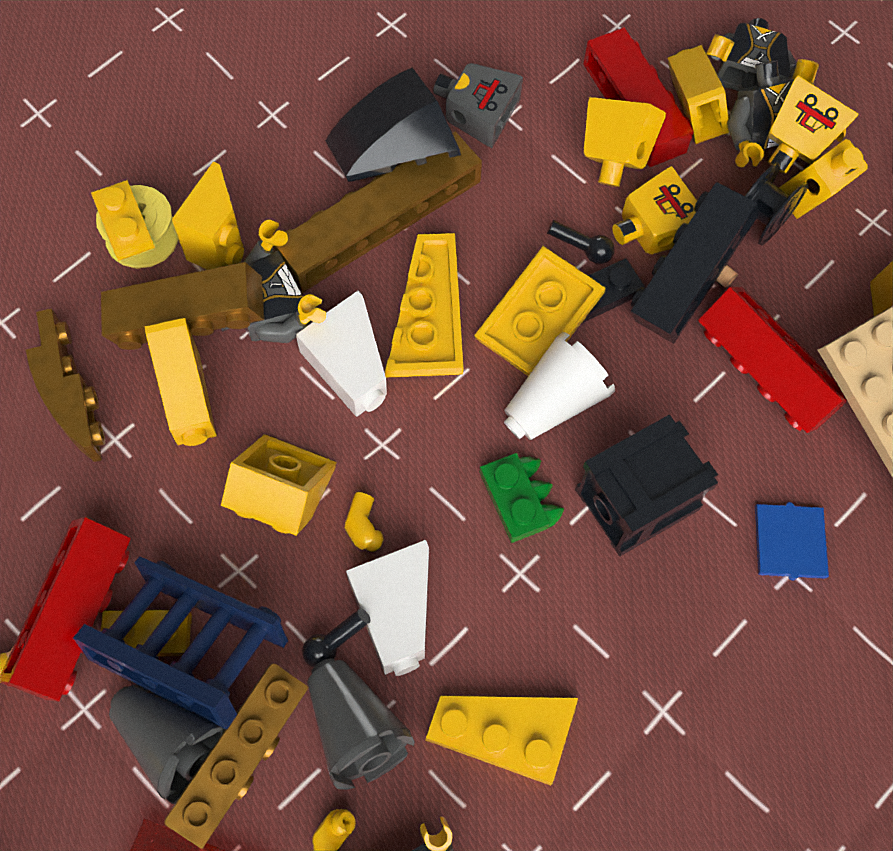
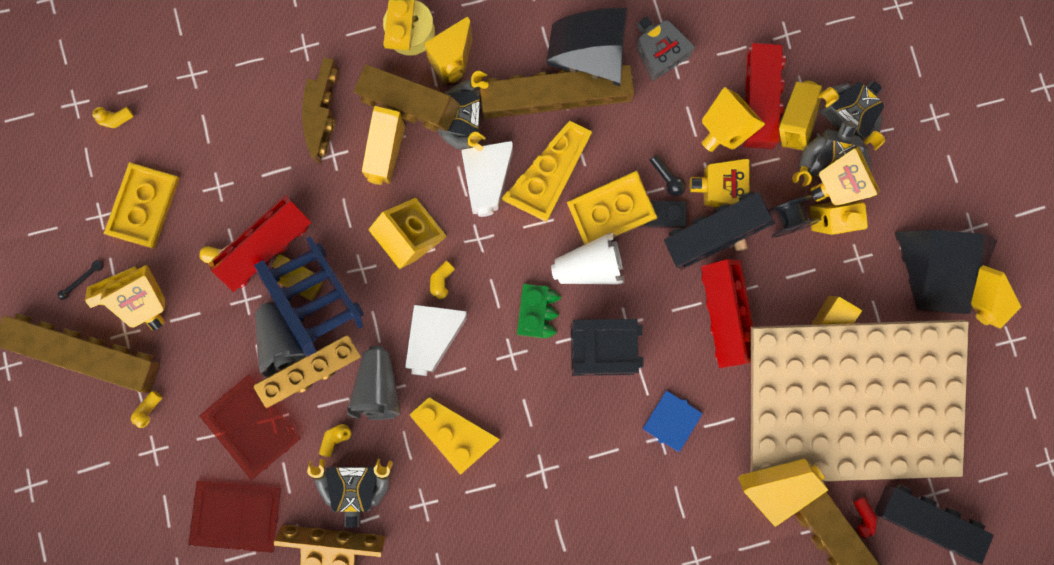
camera: 30 degrees right, 15 degrees up
(323, 647) = (382, 338): black bar -> none

